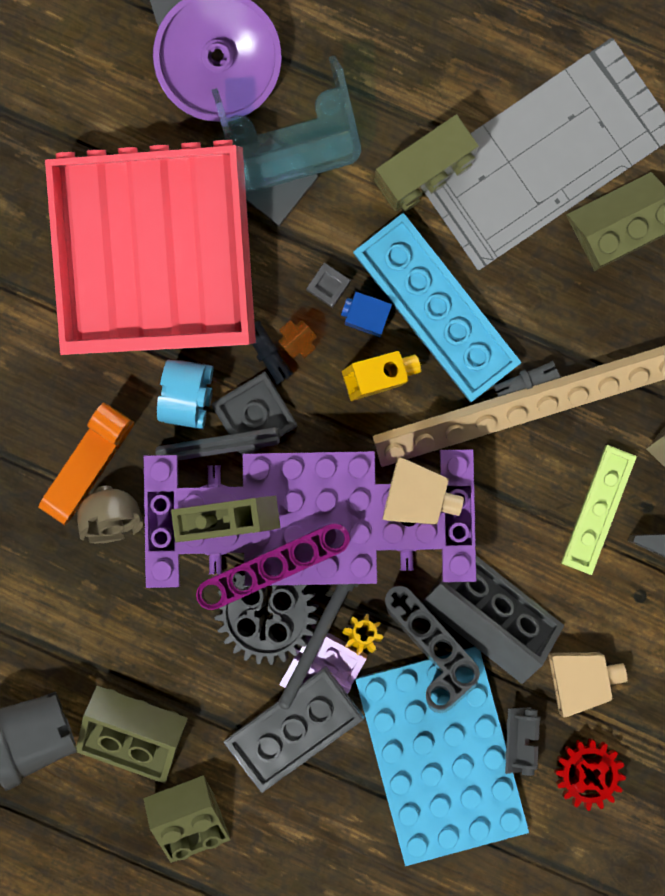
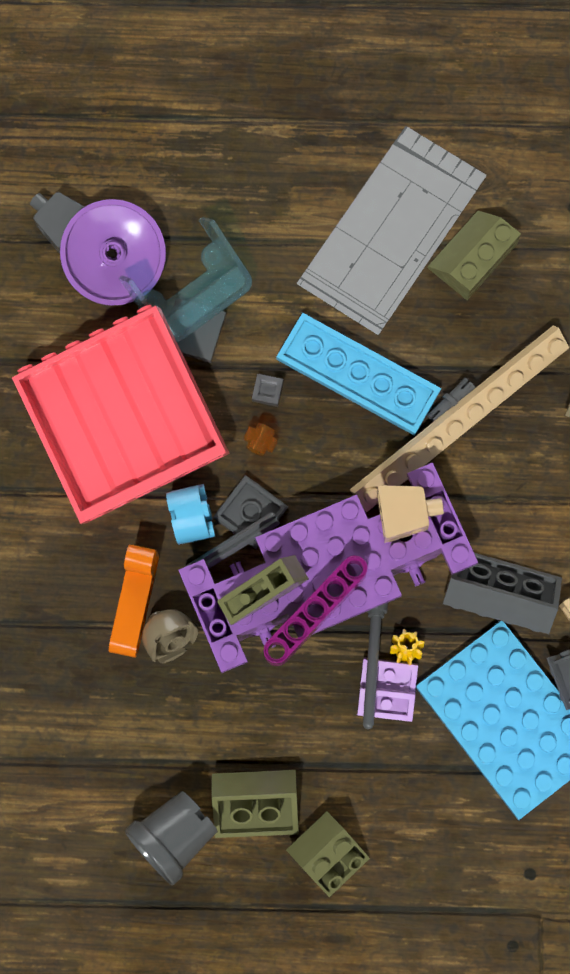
camera: 15 degrees left, 10 degrees down
(269, 354) = (244, 461): black pin -> none
(286, 738) = (383, 751): dark grey tile -> none
(294, 618) = (348, 654): dark grey gear -> none
(366, 314) = (306, 399): blue brick -> none
(368, 376) = (334, 441): yellow torso -> none
(426, 164) = (305, 269): olive brick -> none
(427, 643) = (460, 630): dark grey beam -> none
(598, 509) = (549, 477): yellowish green tile -> none

